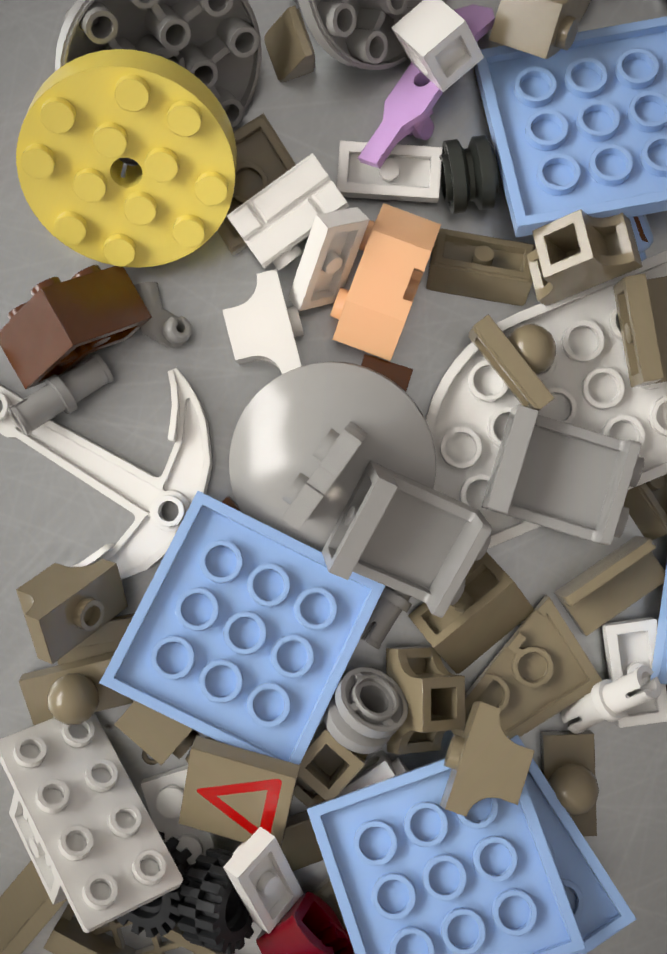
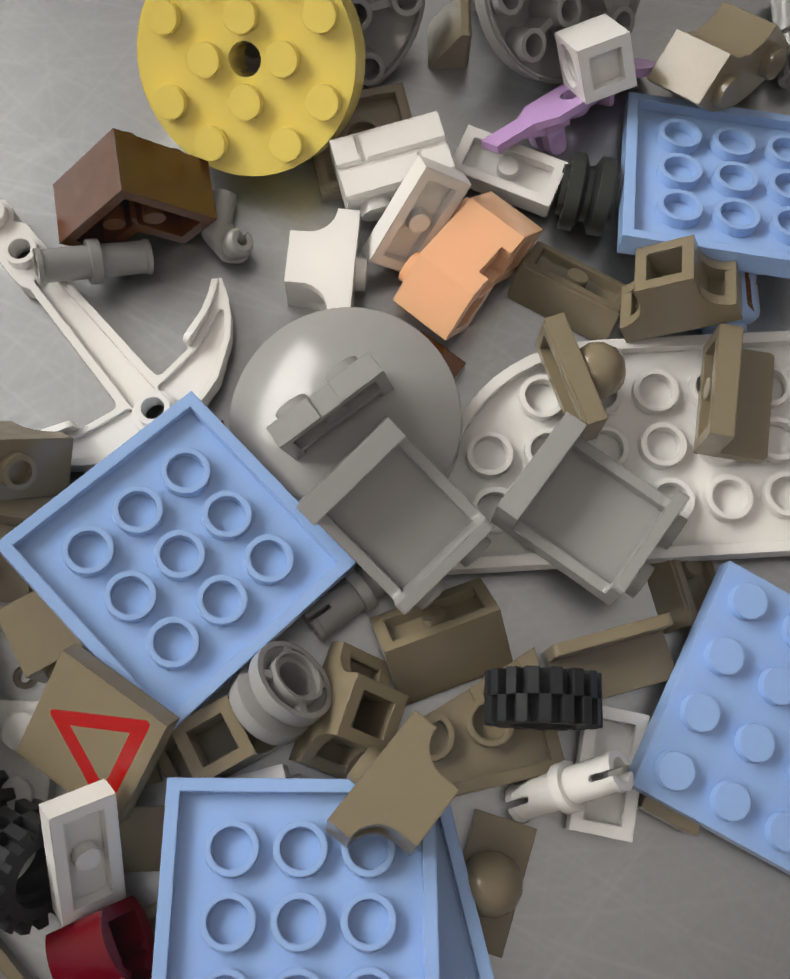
camera: 15 degrees right, 15 degrees down
(572, 648) = (543, 698): none -> black tyre

